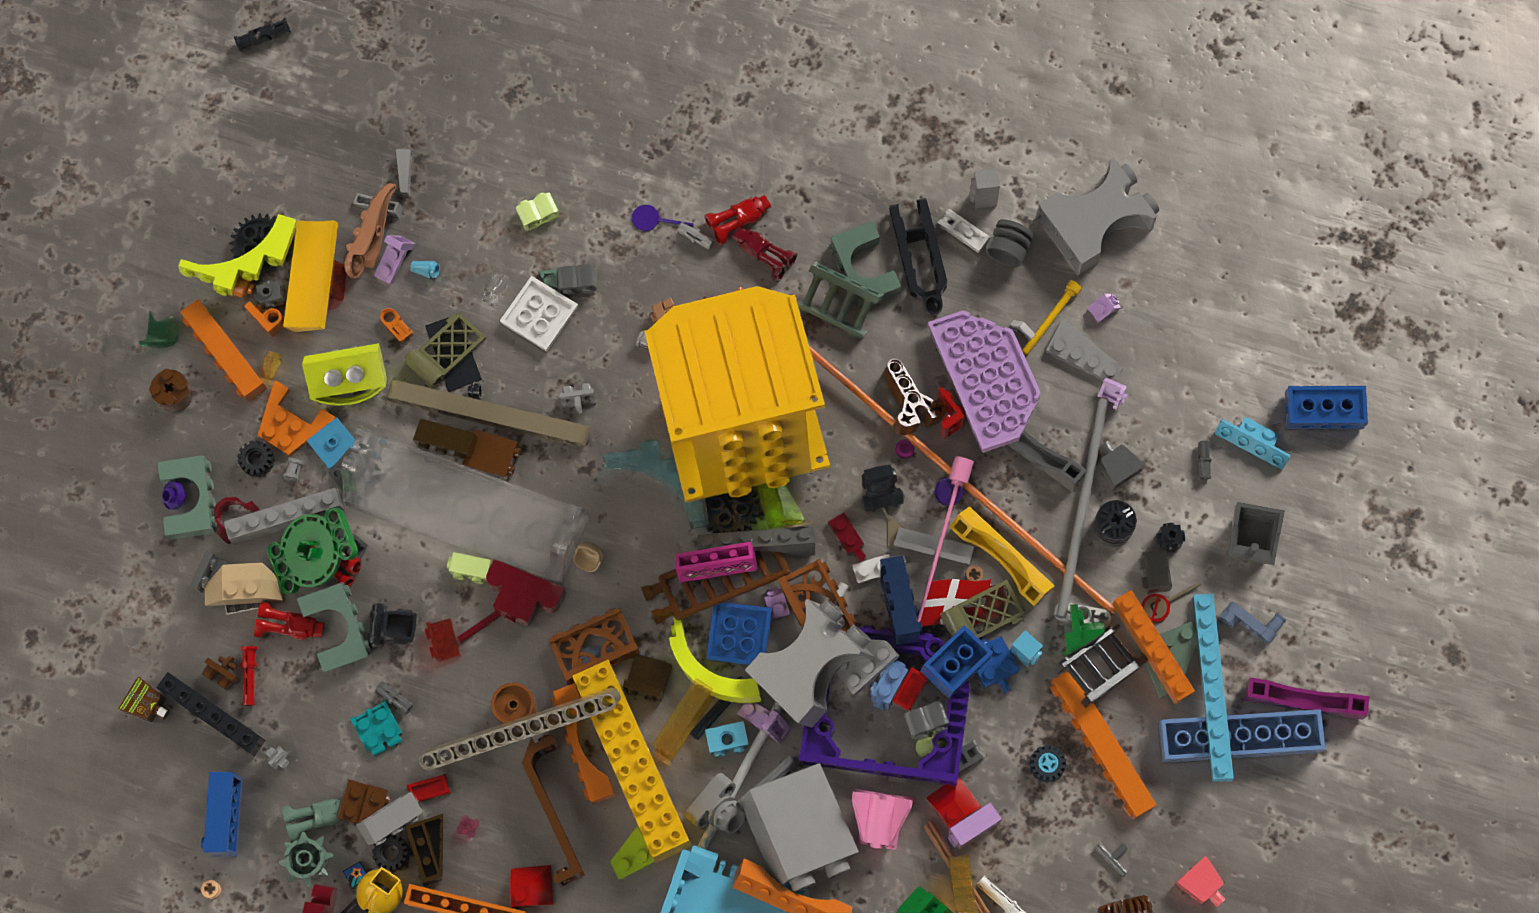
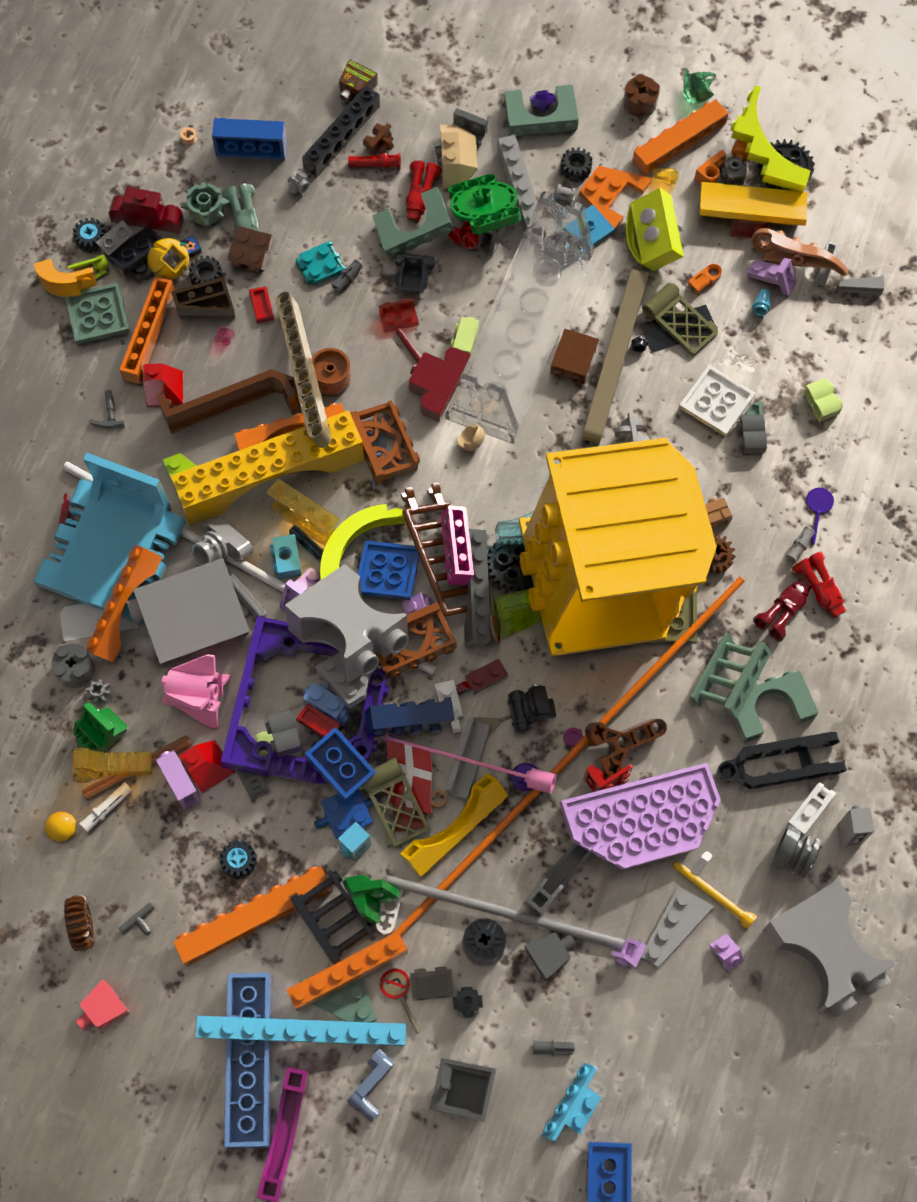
camera: 85 degrees right, 5 degrees down
(223, 505) = (533, 140): dark red helmet -> none
(390, 819) = (232, 266): light grey brick -> none
(444, 440) = (586, 310): dark brown wedge -> none
(648, 678) = (349, 488): dark brown bracket -> none

